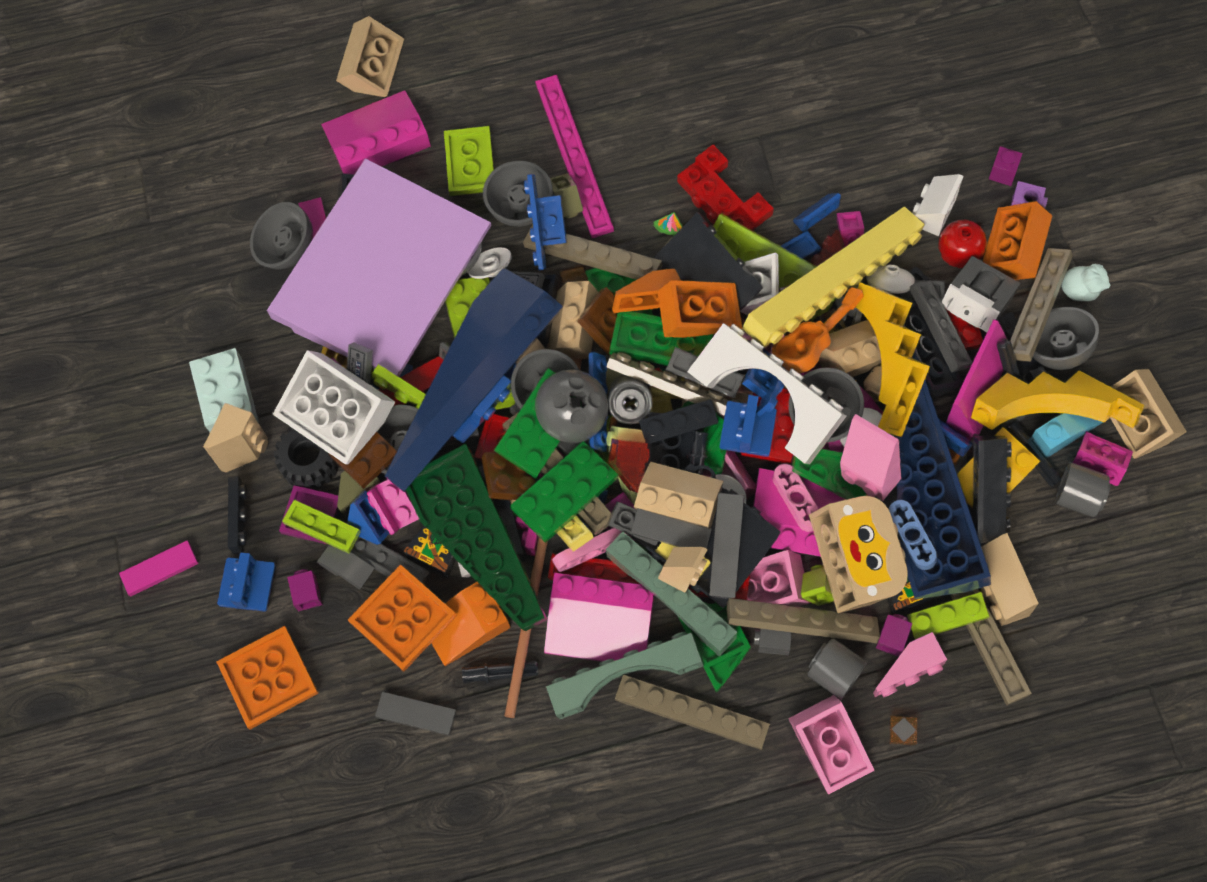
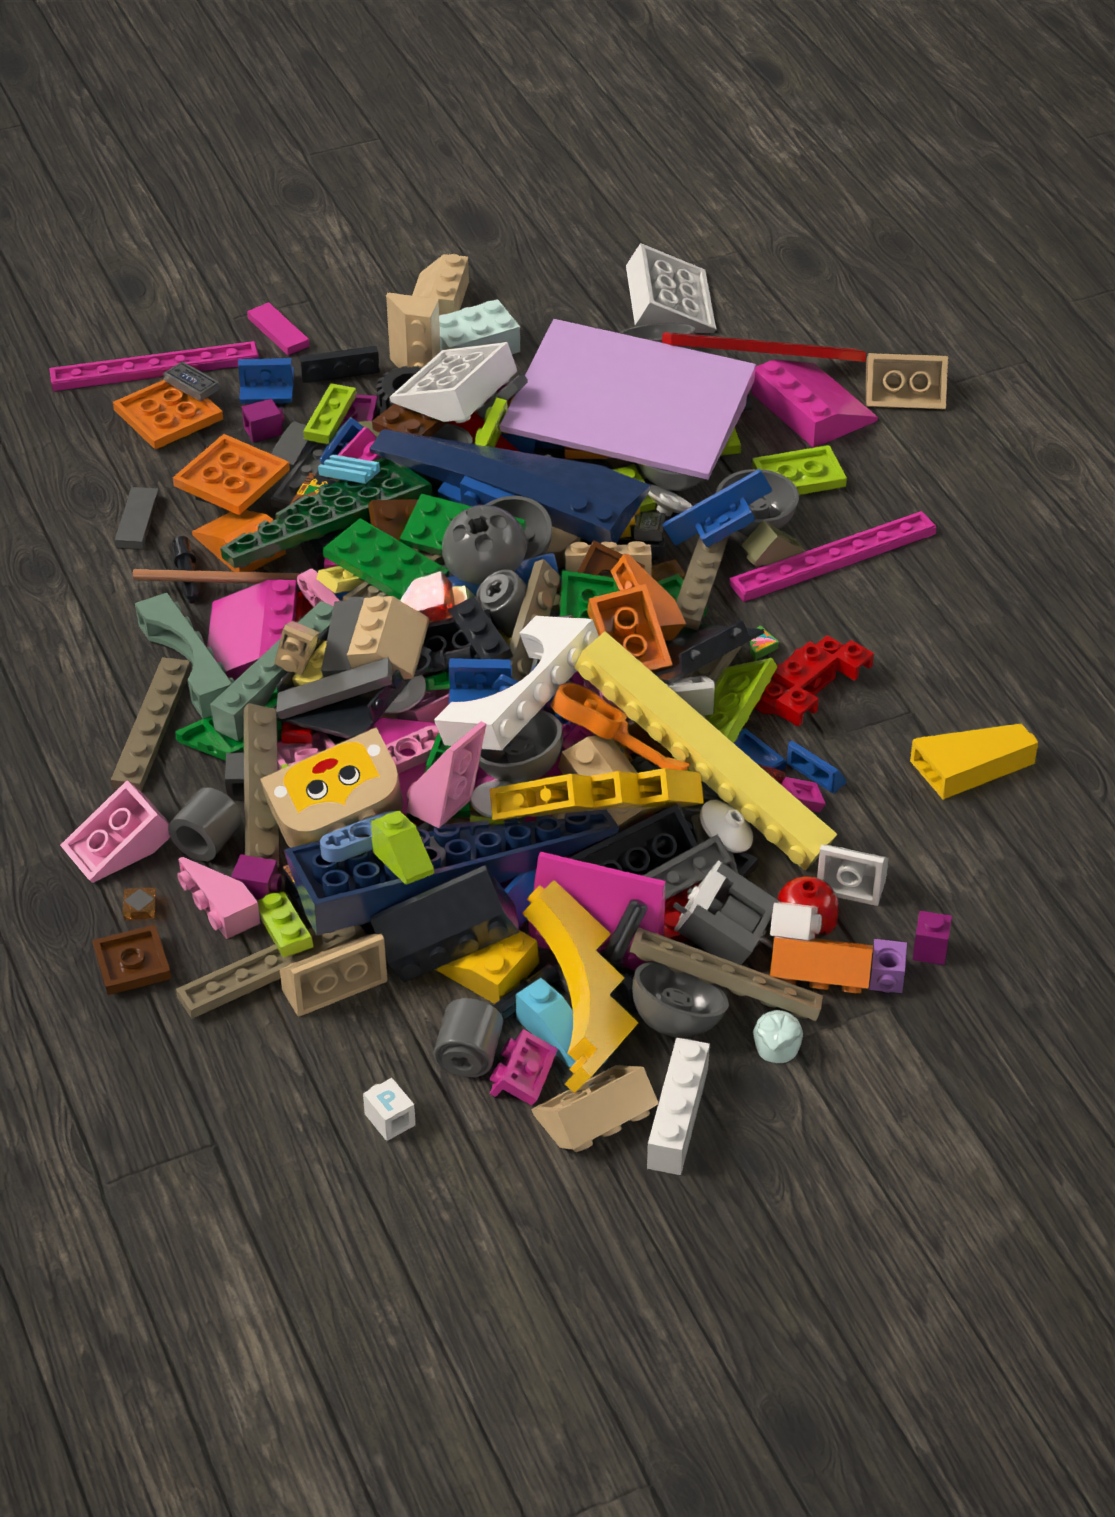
camera: 75 degrees right, 25 degrees down
(143, 416) = (446, 281): none -> tan slope
(188, 690) = (149, 365): none -> dark pink tile
(200, 221) = (668, 291): none -> white slope
(238, 650) = (191, 381): none -> tile
(319, 155) = (763, 346): none -> red tile
(427, 491) = (349, 469): none -> medium azure tile
(826, 104) = (972, 757): none -> yellow slope
(941, 504) = (400, 847): none -> lime slope
(968, 738) = (131, 959): none -> reddish brown plate
(994, 248) = (795, 921): none -> white brick
(1136, 555) = (389, 1109): none -> white brick
(1143, 353) = (678, 1106): none -> white brick

